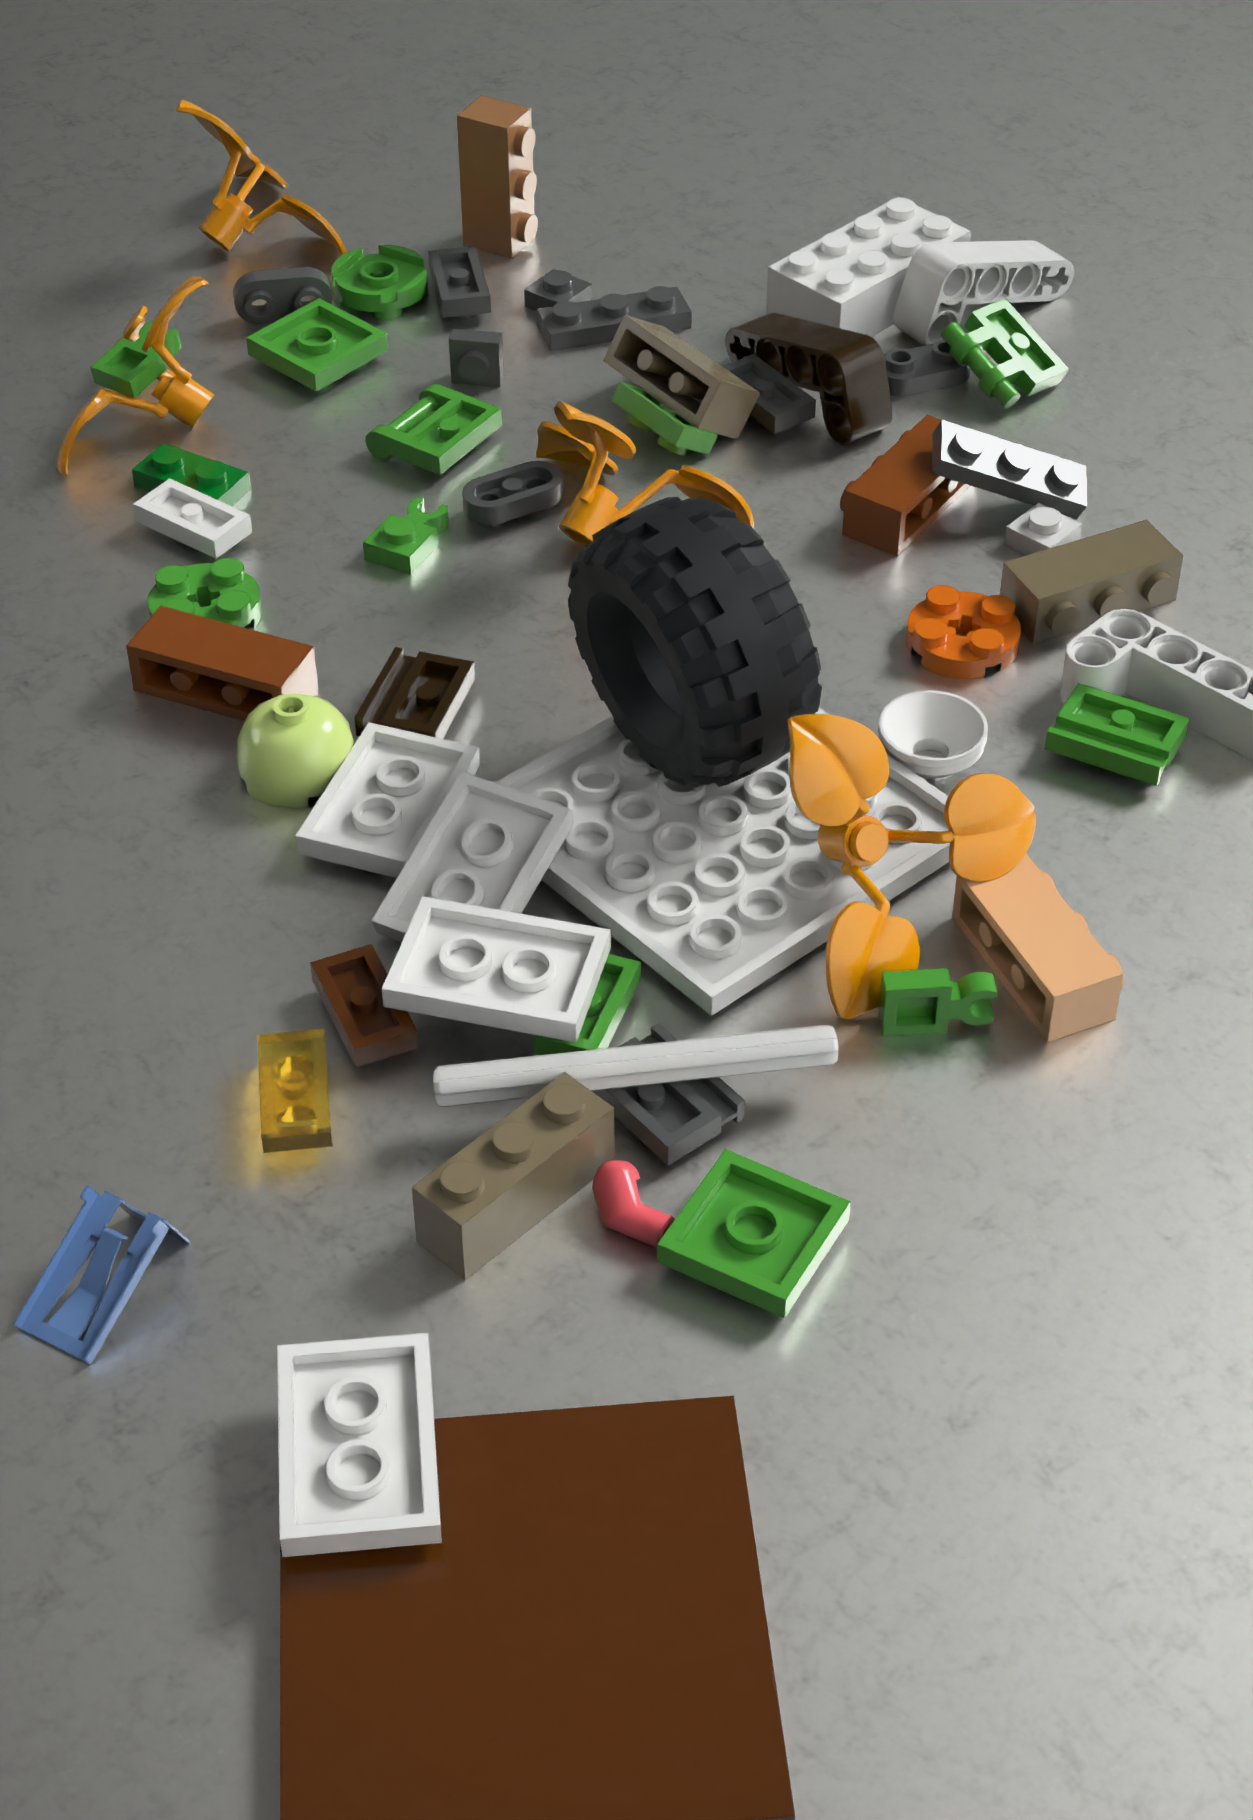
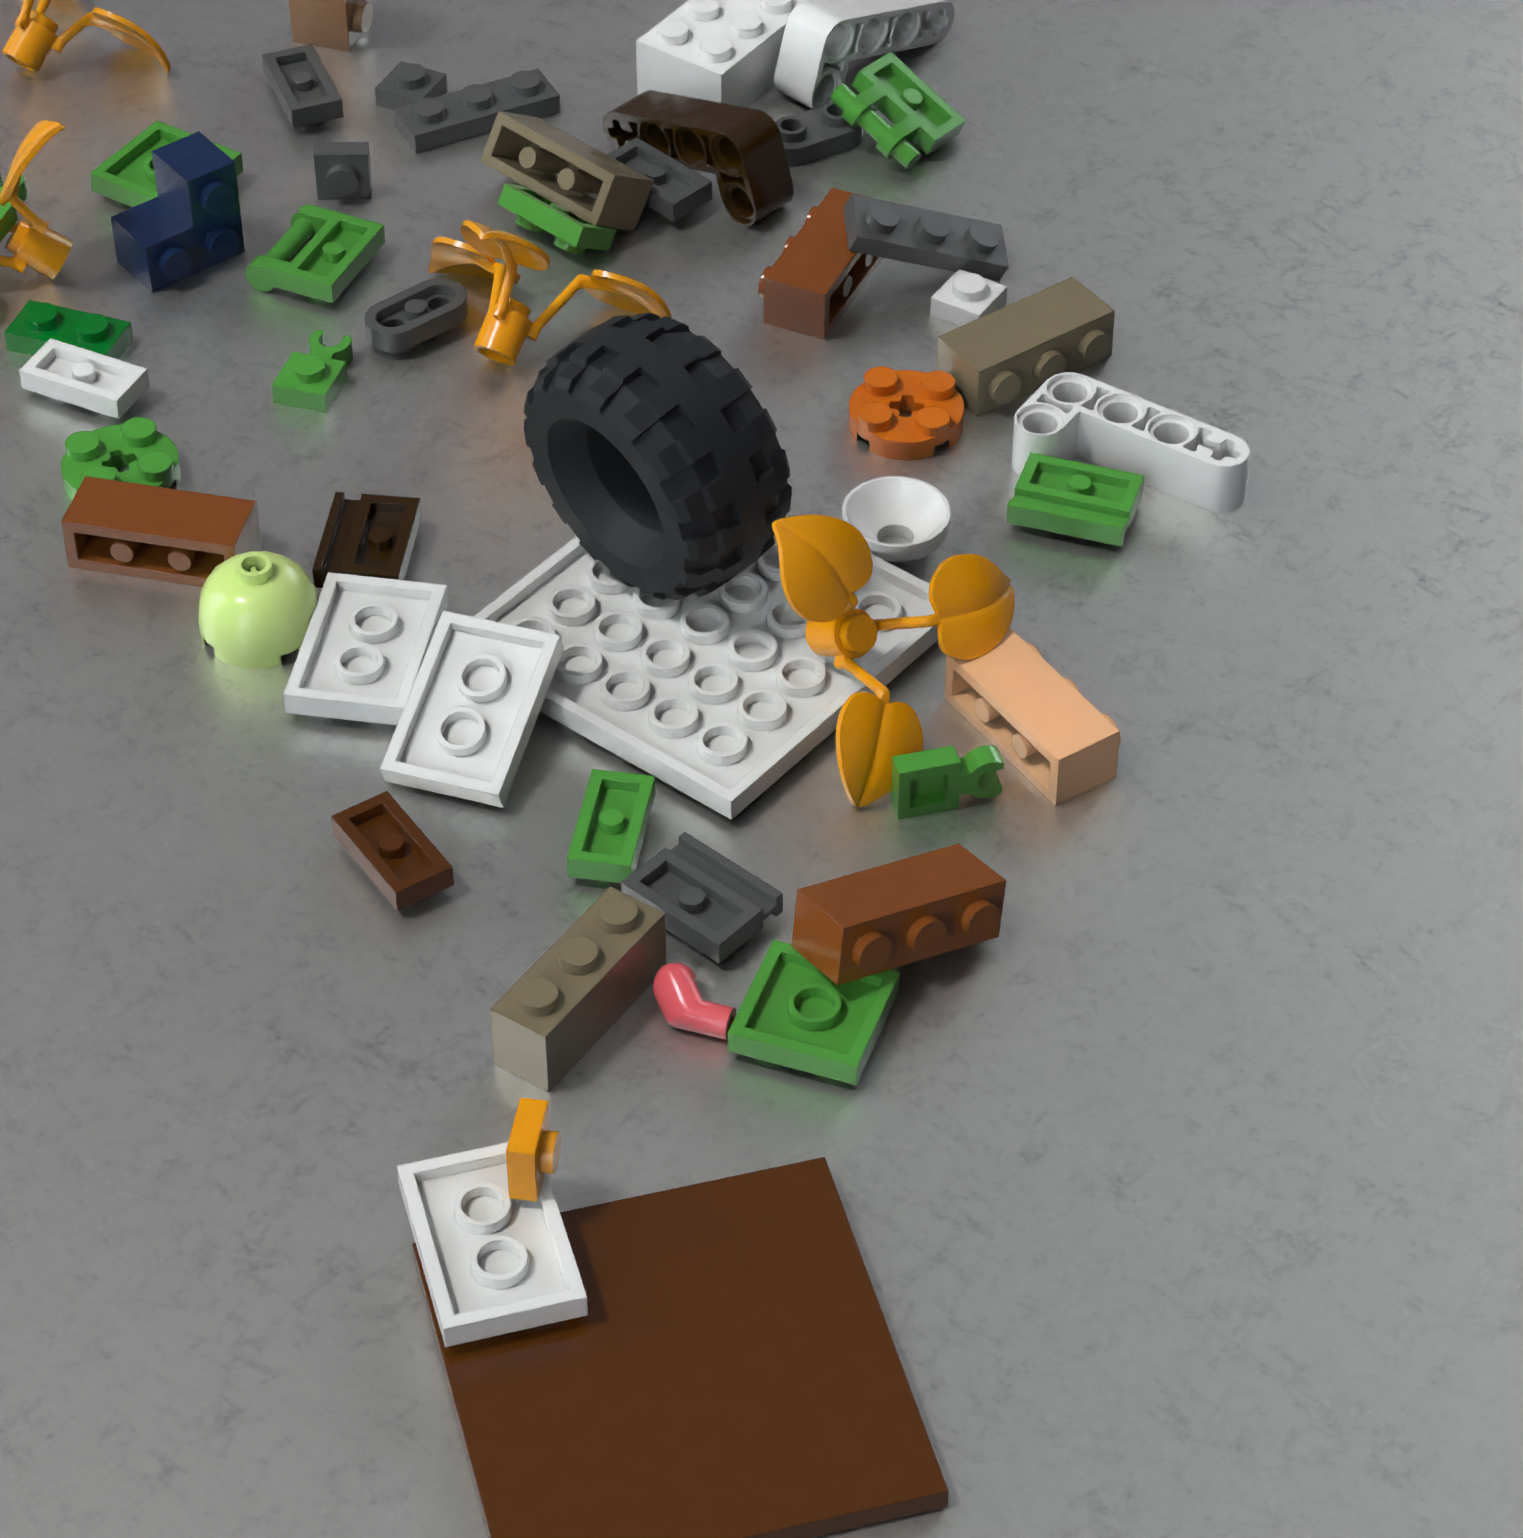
camera: 10 degrees left, 0 degrees up
(75, 1313) = (185, 1170): medium blue piece -> none
(281, 290) = (114, 116): dark grey plate -> none
(294, 1091) = (345, 939): clear yellow plate -> none
(323, 389) = (190, 221): none -> dark blue brick
(379, 281) = (215, 93): bright green plate -> none
(412, 1350) = (531, 1149): none -> light orange plate
(497, 968) = (520, 798): white plate -> none
(638, 1064) = (675, 872): white axle -> none
(858, 1139) = (898, 913): none -> dark orange brick

